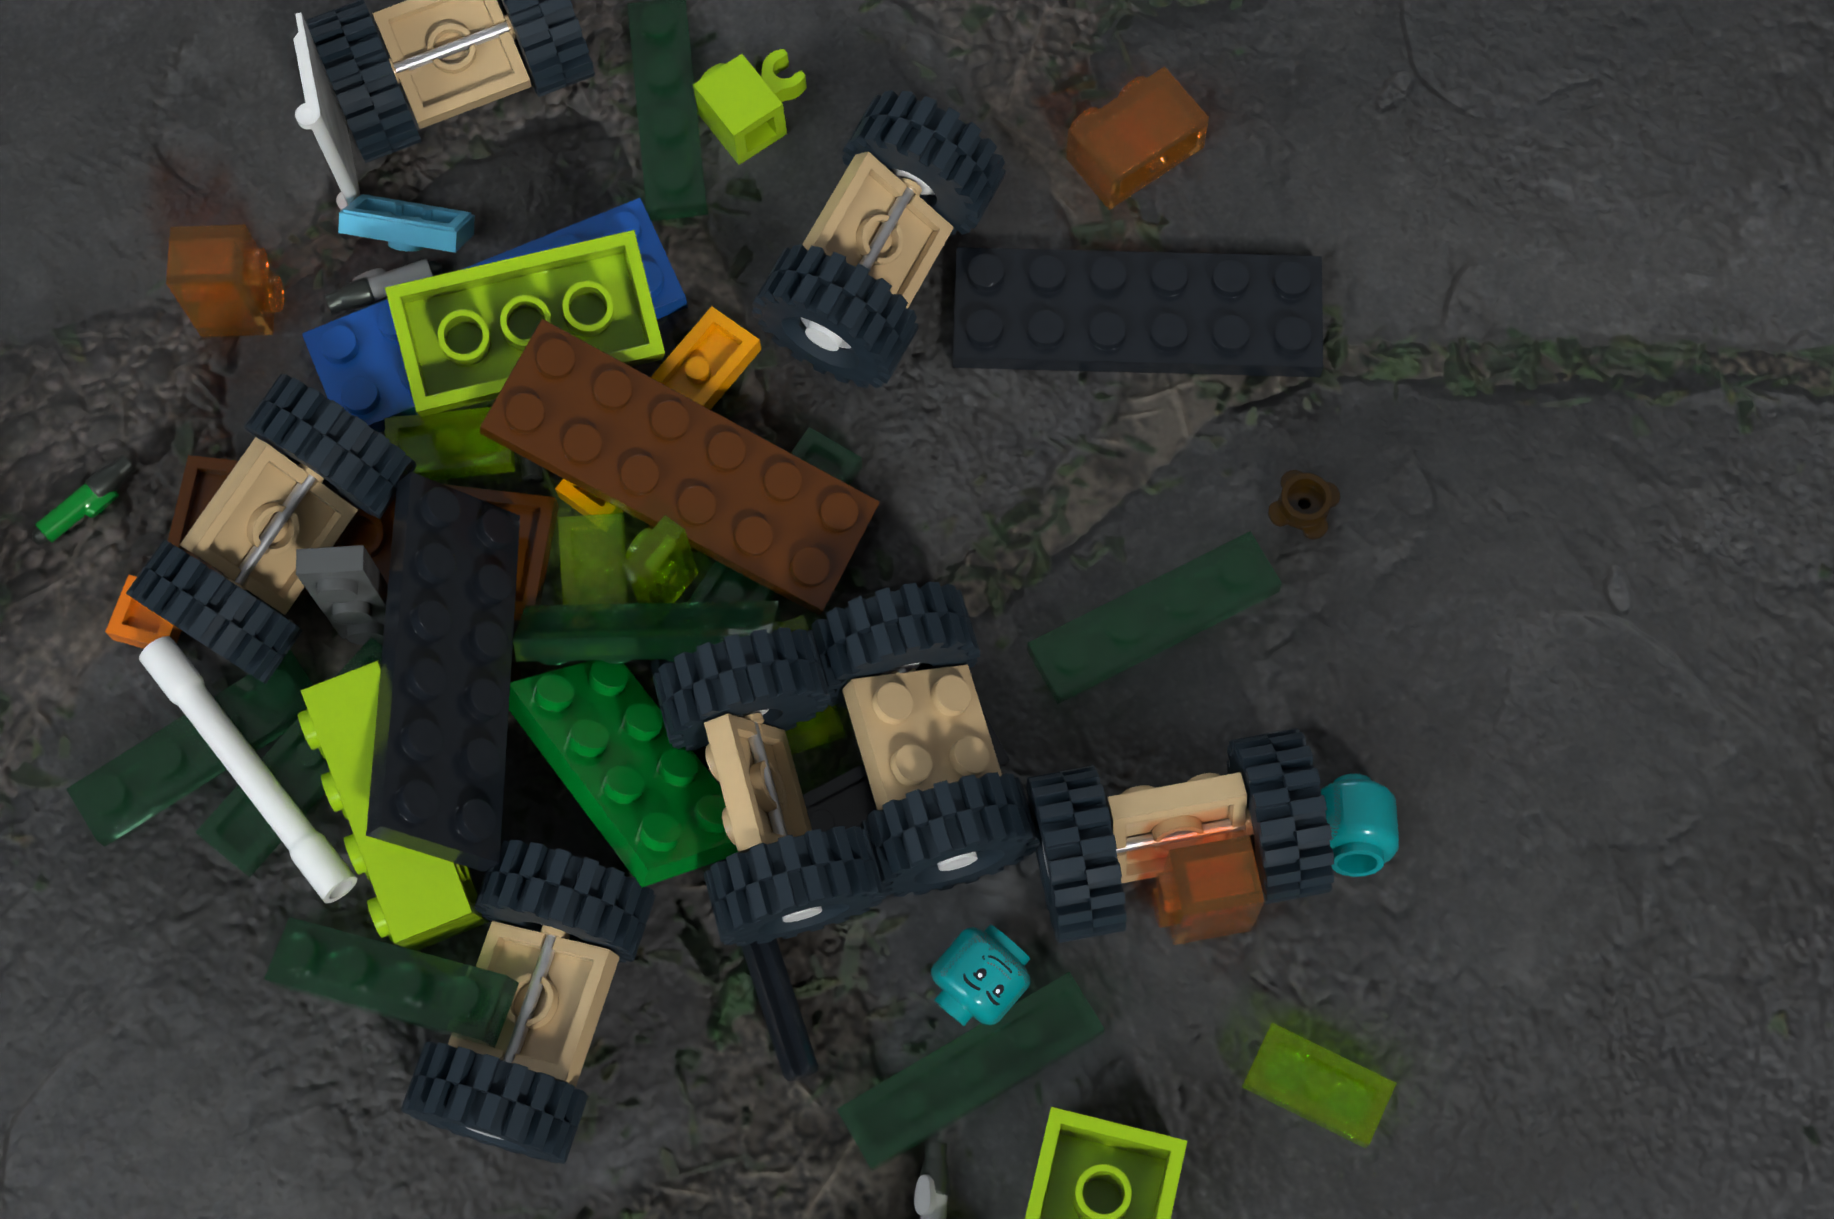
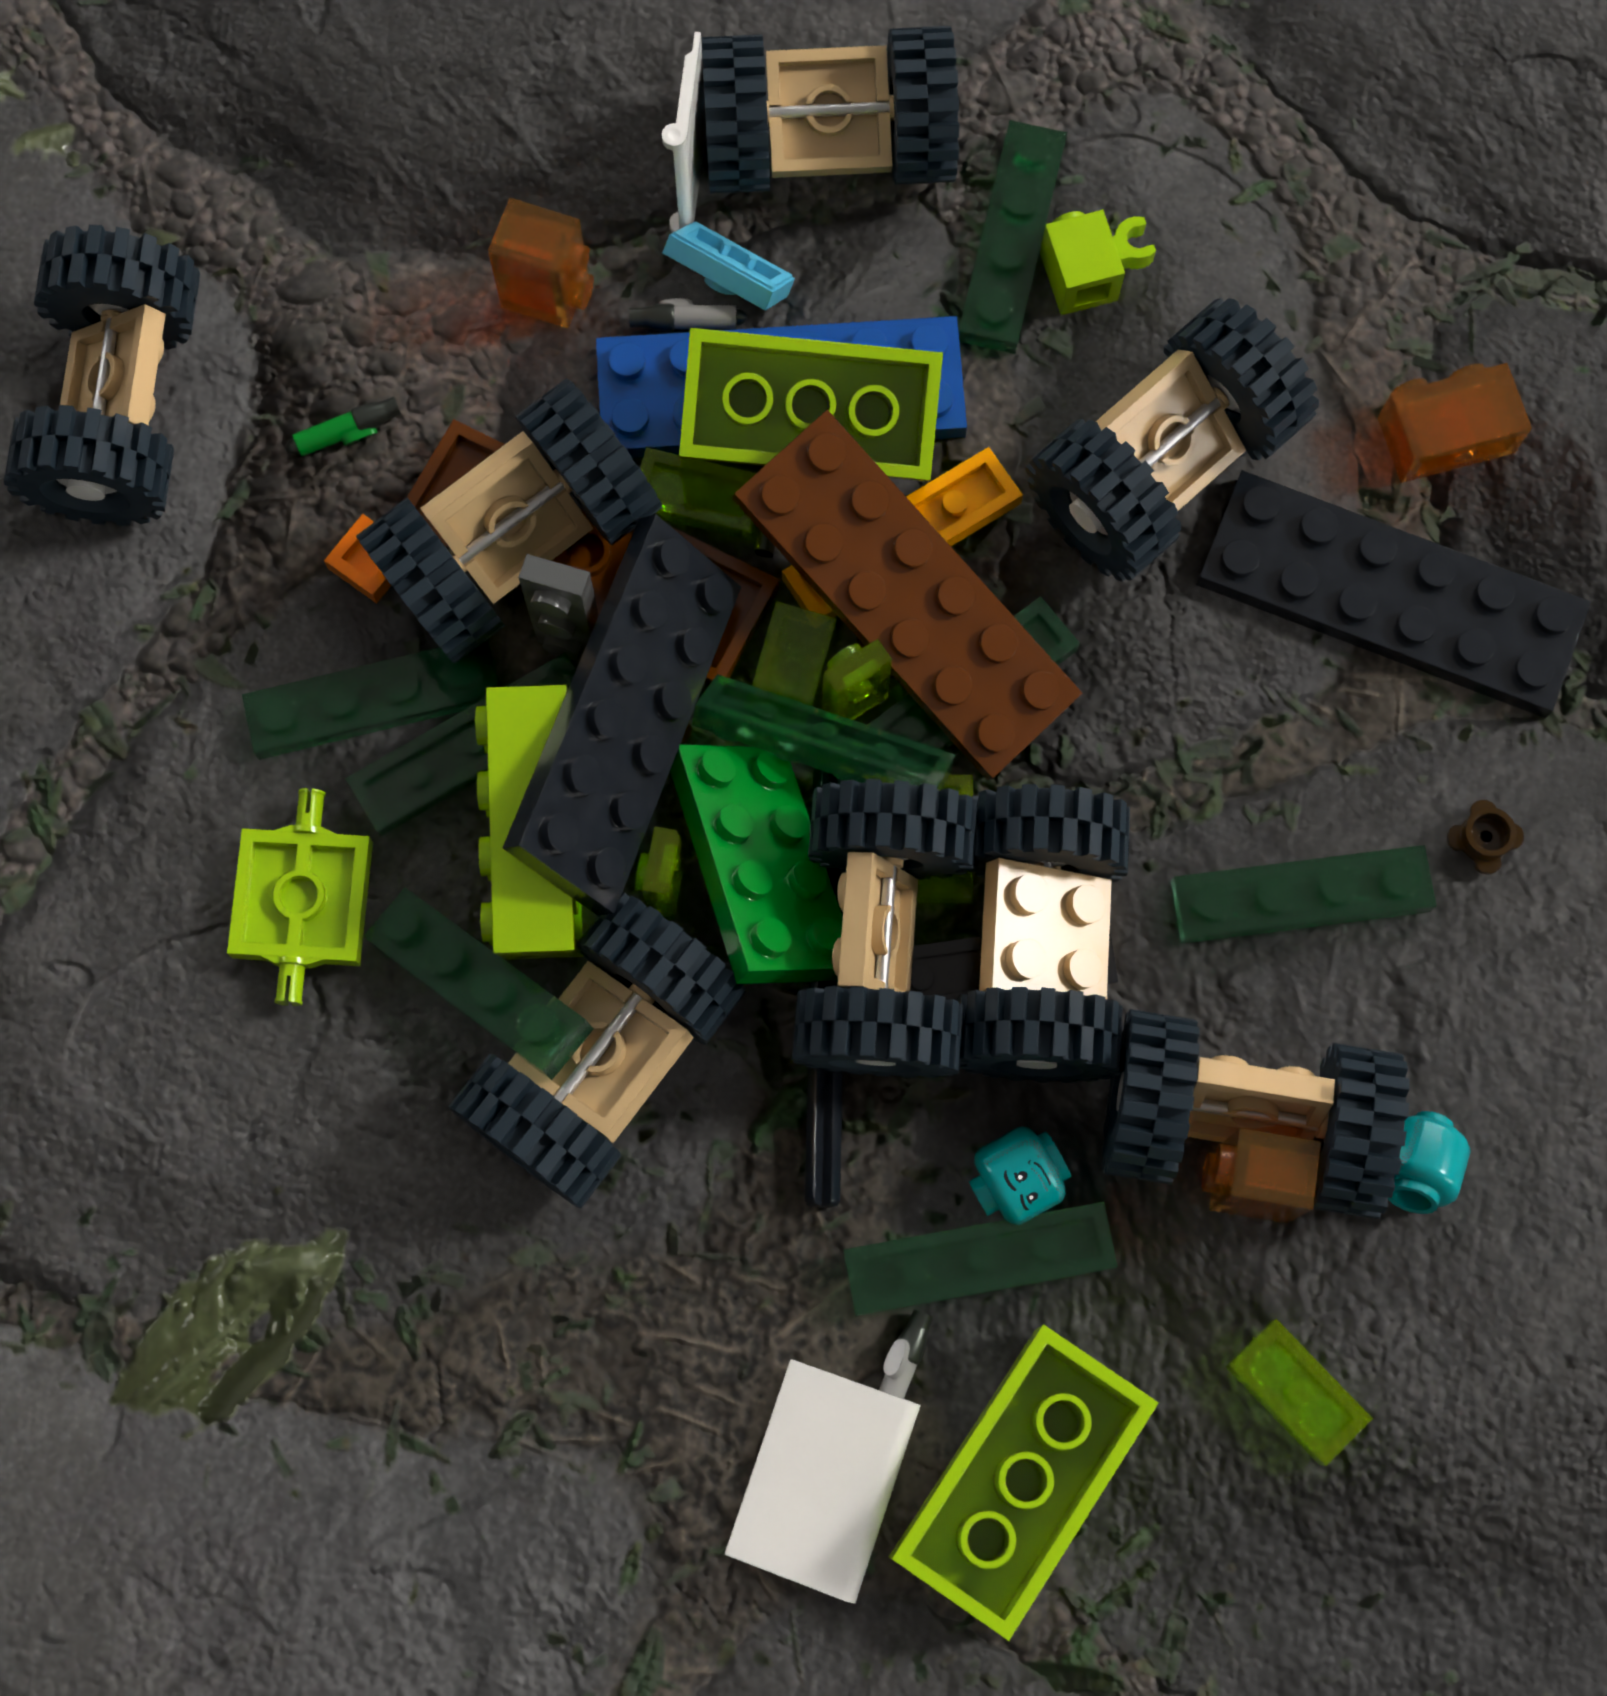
camera: 15 degrees right, 5 degrees up
(188, 963) = (300, 897): none -> lime plate
(307, 847) = (442, 829): white piece -> none
(534, 808) = (661, 872): none -> clear neon green plate

